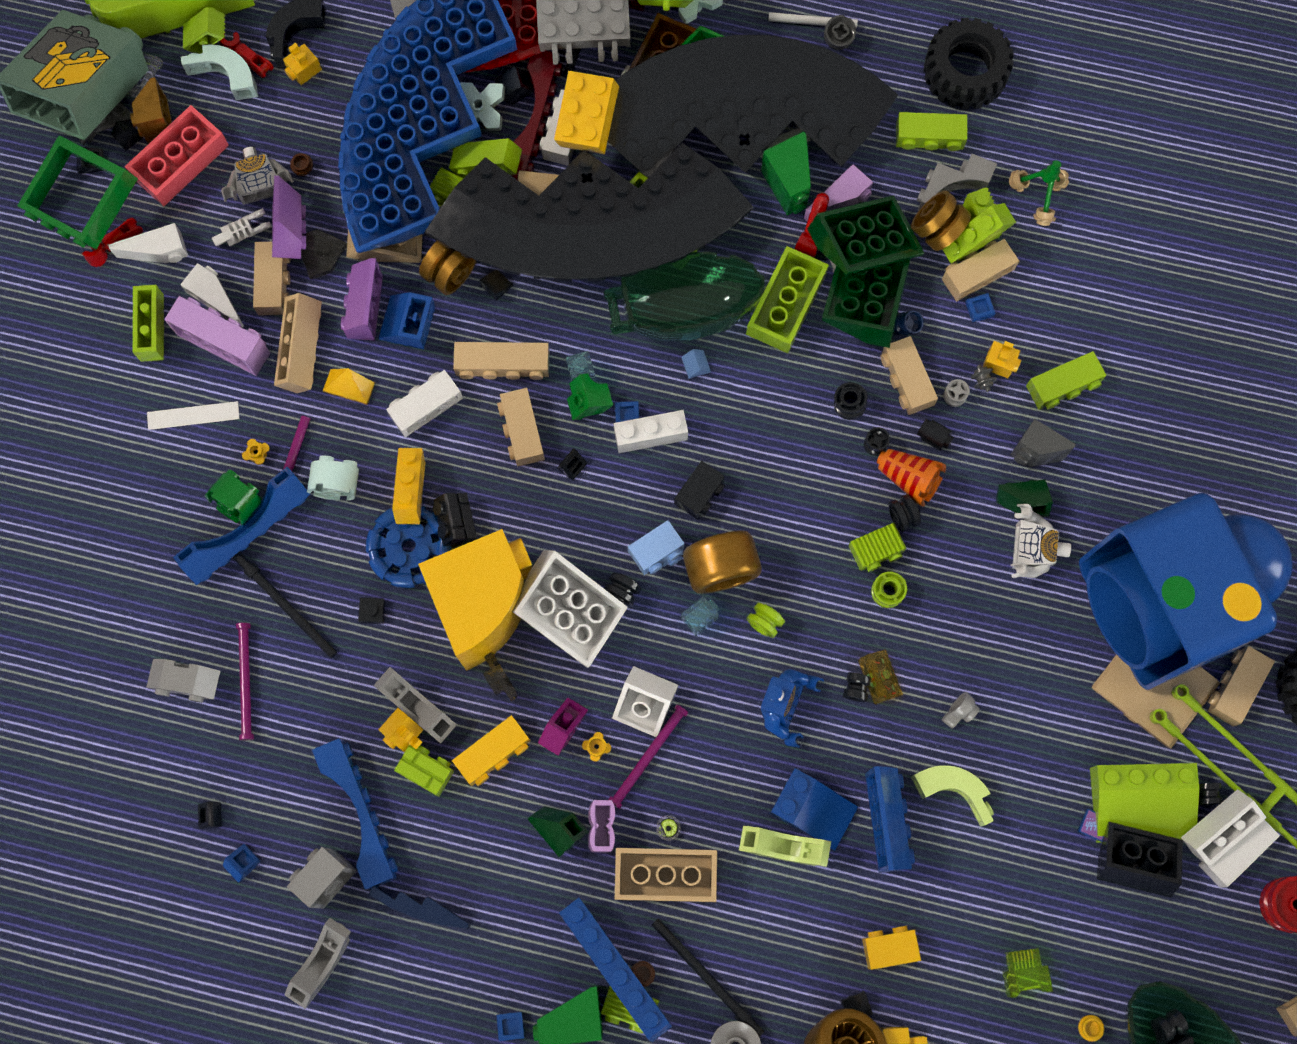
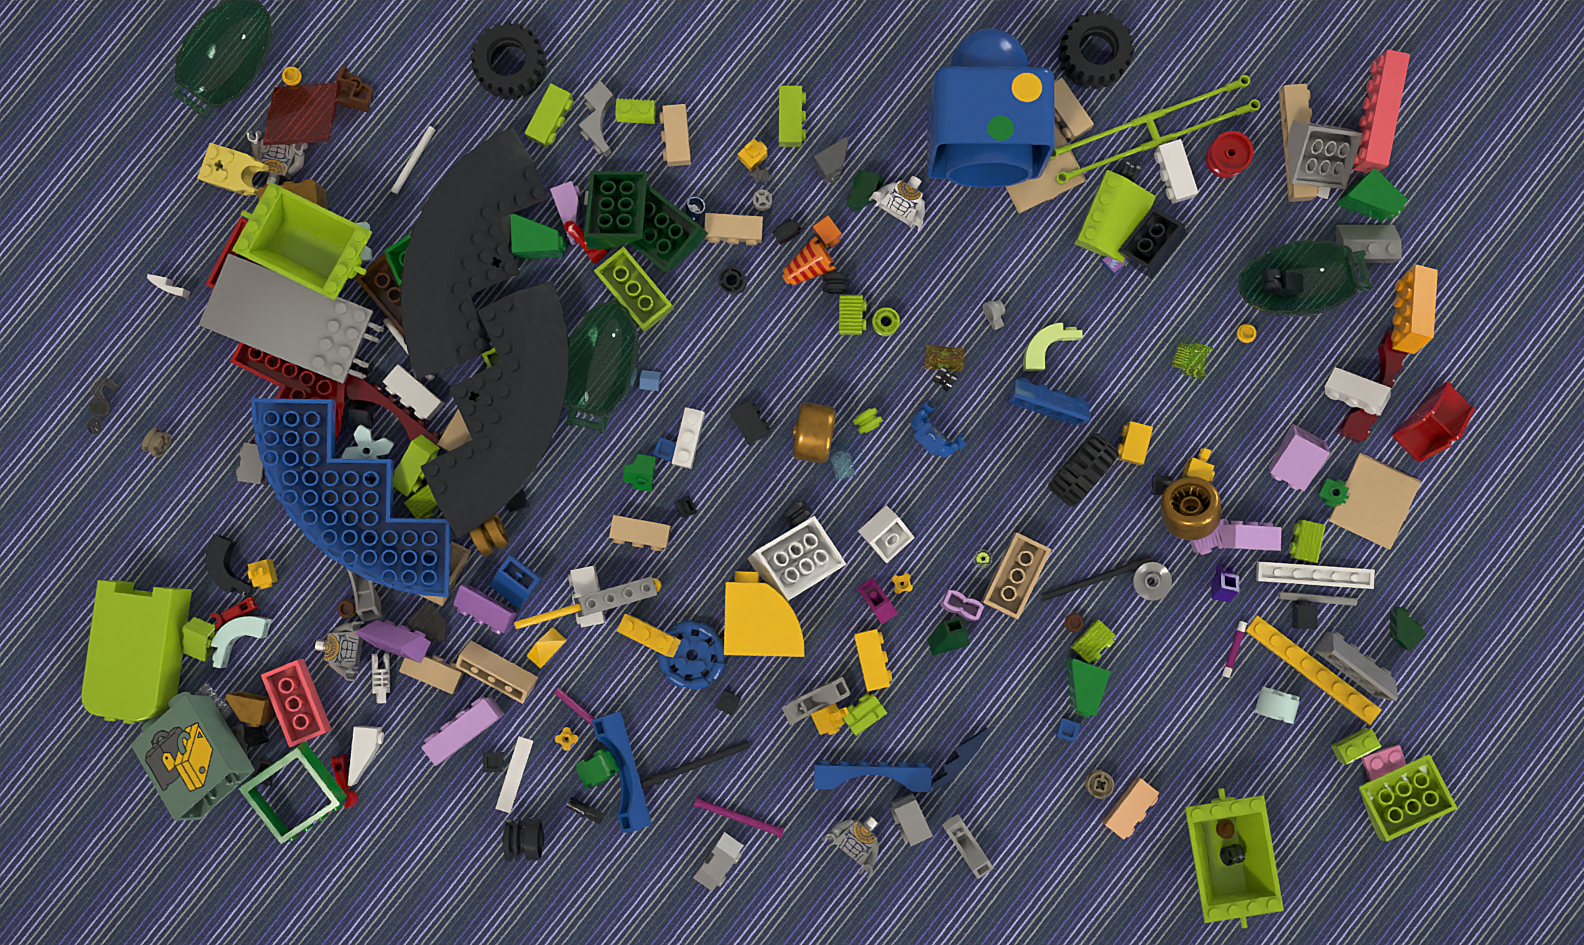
camera: 65 degrees left, 10 degrees up
(121, 452) = (526, 840): none -> black wheel
(148, 323) = (426, 779): lime brick -> none
(183, 507) = (585, 810): none -> black axle
(197, 385) = (493, 762): none -> black plate
(207, 289) = (419, 722): white slope -> none
(209, 815) = (825, 882): black slope -> none
(241, 862) = (874, 878): blue slope -> none
(271, 829) = (856, 841): none -> light grey torso
(319, 176) = (366, 598): none -> light grey arch
(333, 478) = (617, 690): light aqua brick -> none
(424, 414) = (600, 601): none -> light grey piece
(454, 519) = (689, 612): black brick -> none
(498, 679) = (821, 632): clear smoke plate -> none
(501, 360) = (580, 523): tan brick -> none
(580, 364) = (614, 467): clear light blue brick -> none
(586, 112) = (422, 373): yellow brick -> none
(615, 970) = (1065, 641): blue arch -> none
(648, 756) = (926, 550): magenta bar -> none
(657, 549) = (781, 475): light blue brick -> none
(785, 846) = (1033, 483): yellowish green arch -> none
(813, 808) = (1015, 451): blue slope -> none
(828, 894) = (1083, 469): none -> black tyre
(839, 32) = (435, 145): dark grey wheel -> none
(879, 437) = (772, 273): black wheel -> none
(941, 220) = (628, 146): pearl gold wheel -> none
(957, 479) = (827, 232): none -> orange brick
(980, 232) = (651, 124): lime brick -> none
(980, 307) = (704, 149): blue tile -> none
(1055, 180) = (632, 44): plant -> none
(1223, 827) = (1158, 174): white brick -> none

